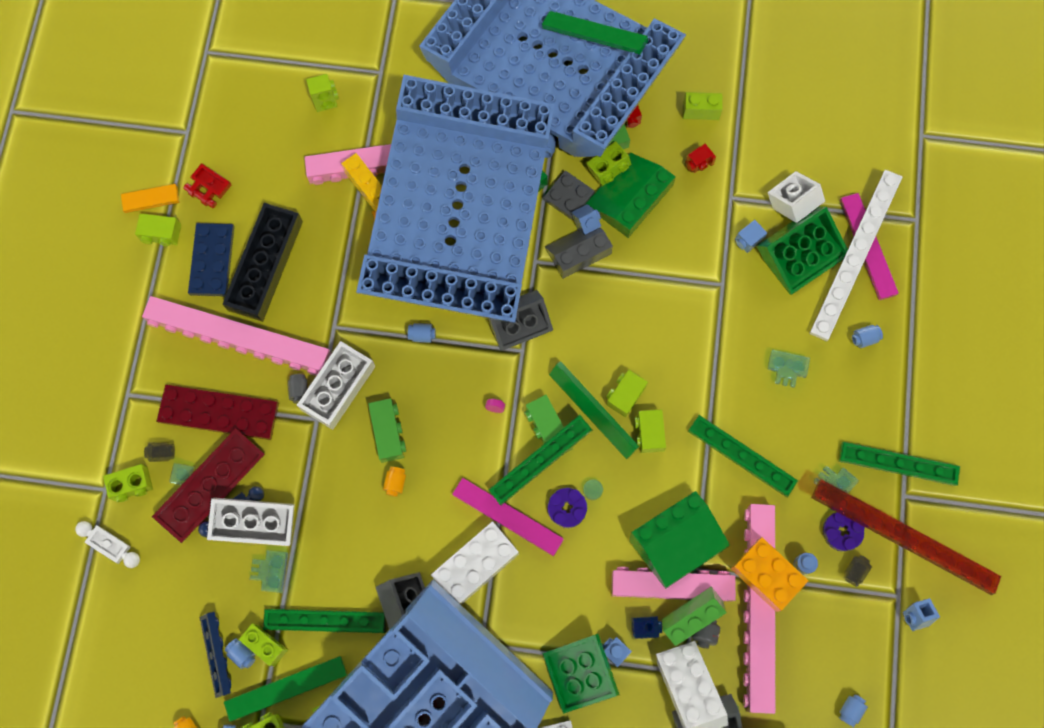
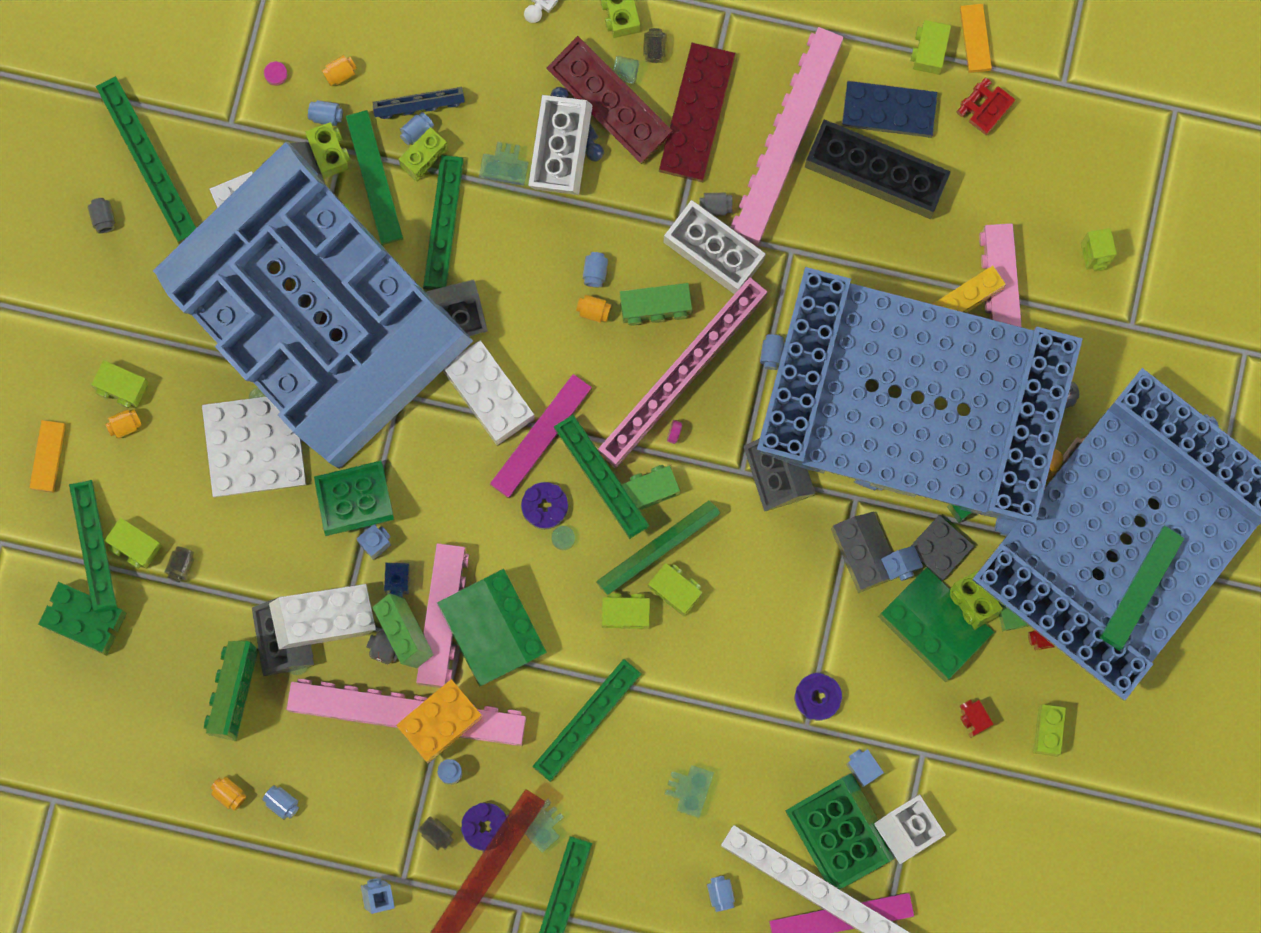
camera: 90 degrees right, 5 degrees up
(360, 483) = (595, 269): none -> medium blue brick
(446, 402) = (682, 372): none -> bright pink brick
(704, 267) = (811, 708): none -> dark purple plate

